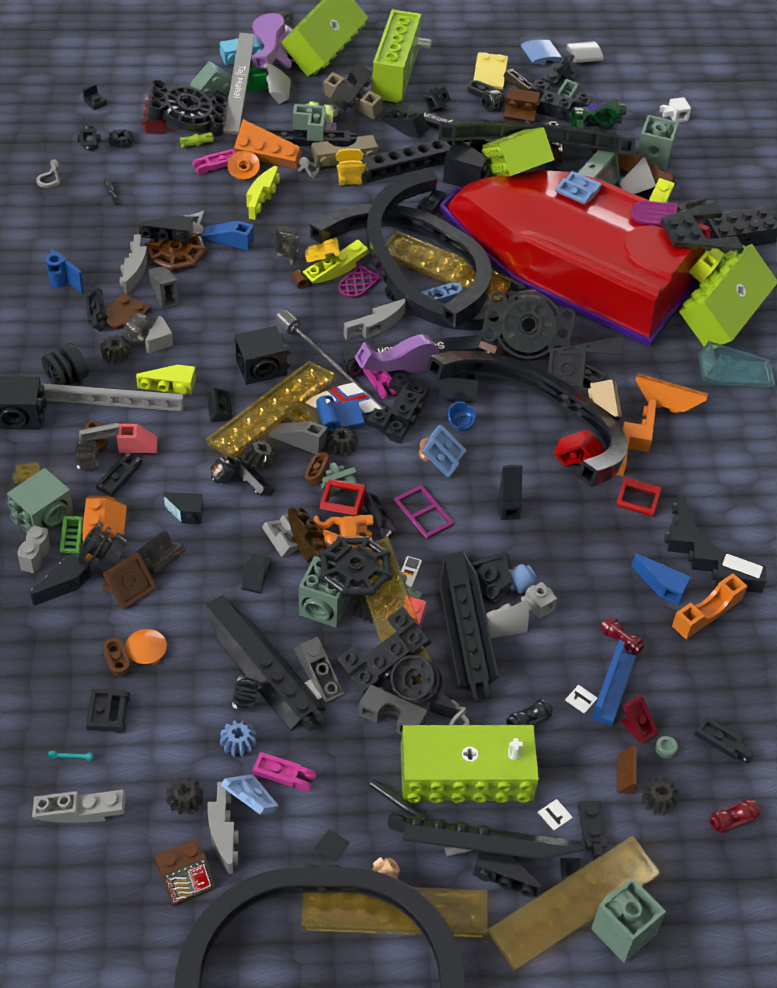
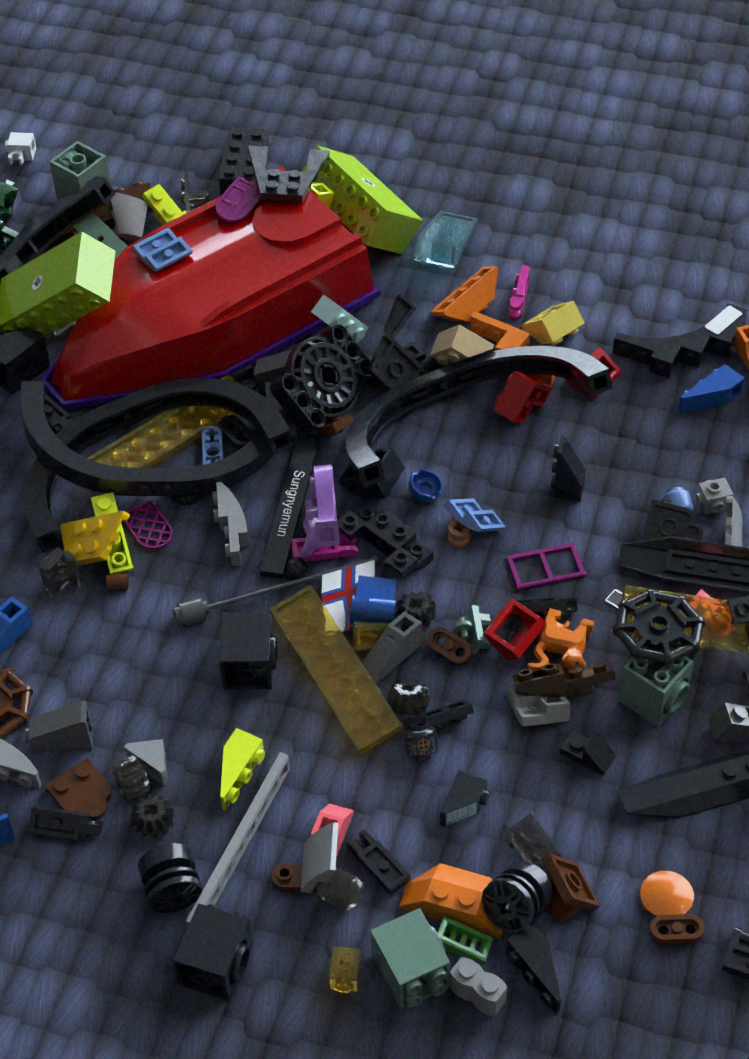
camera: 65 degrees left, 0 degrees up
(219, 405) = (299, 725): black slope -> none
(592, 317) = (334, 314): none -> light aqua brick
(677, 457) = (554, 323): none -> light yellow slope
(702, 428) = (519, 294): none -> dark pink hinge

